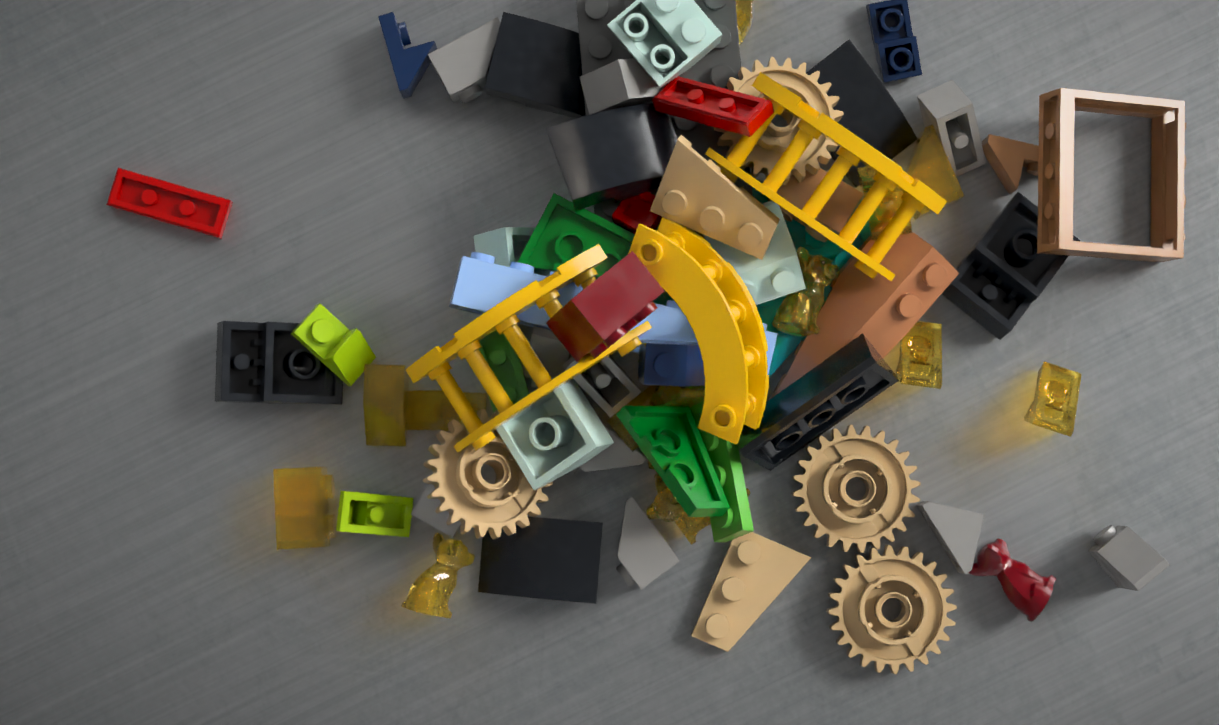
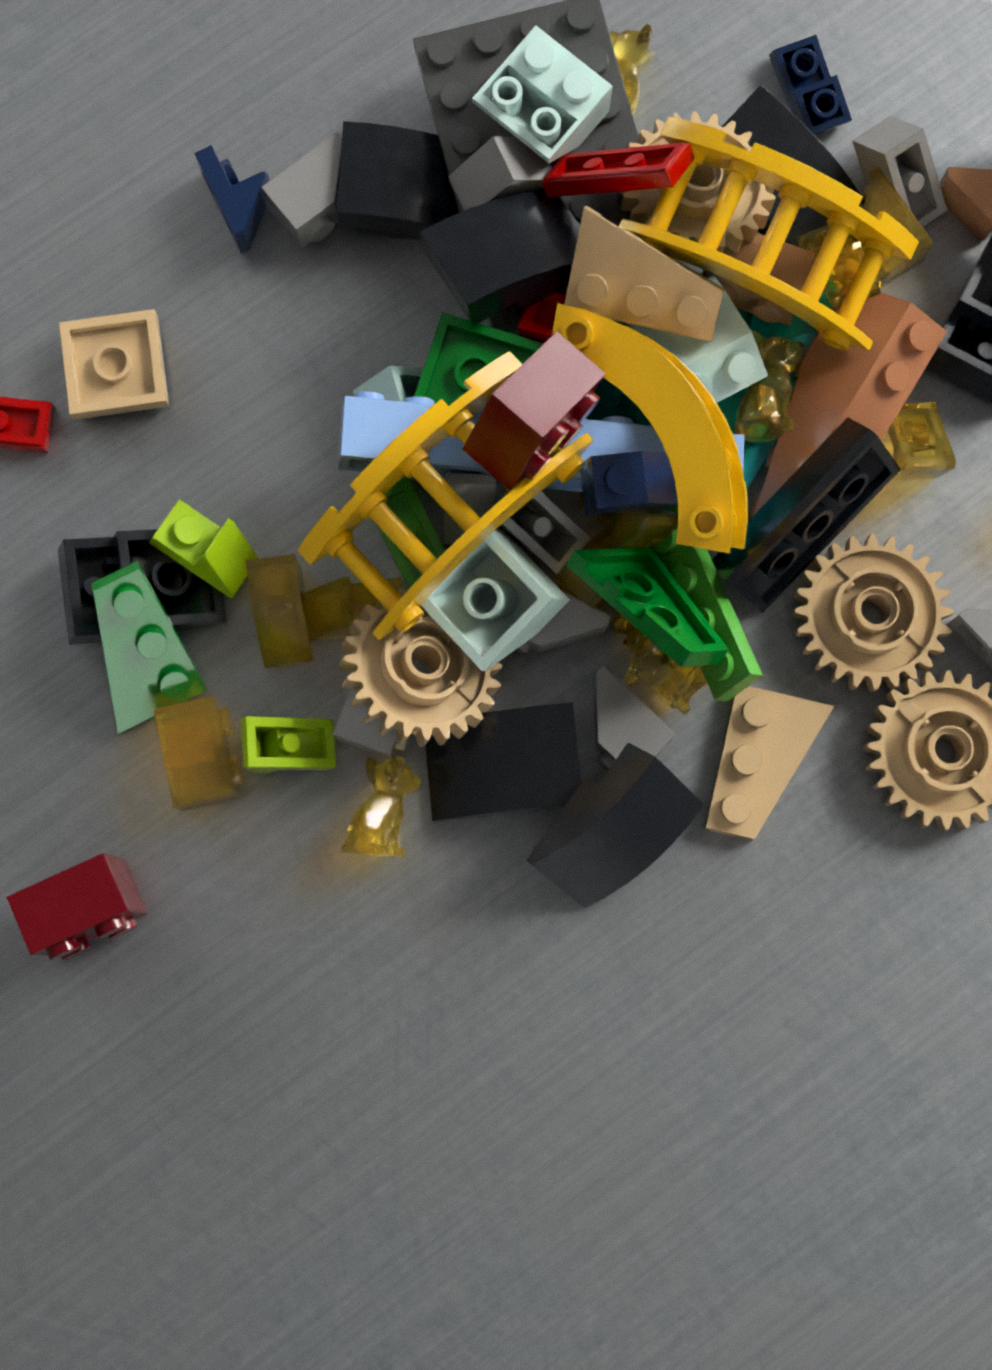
camera: 10 degrees left, 5 degrees down
(198, 612) = (76, 906): none -> dark red brick
(271, 420) = (141, 649): none -> green wing
(285, 178) = (113, 364): none -> tan plate
(617, 627) = (615, 827): none -> black slope

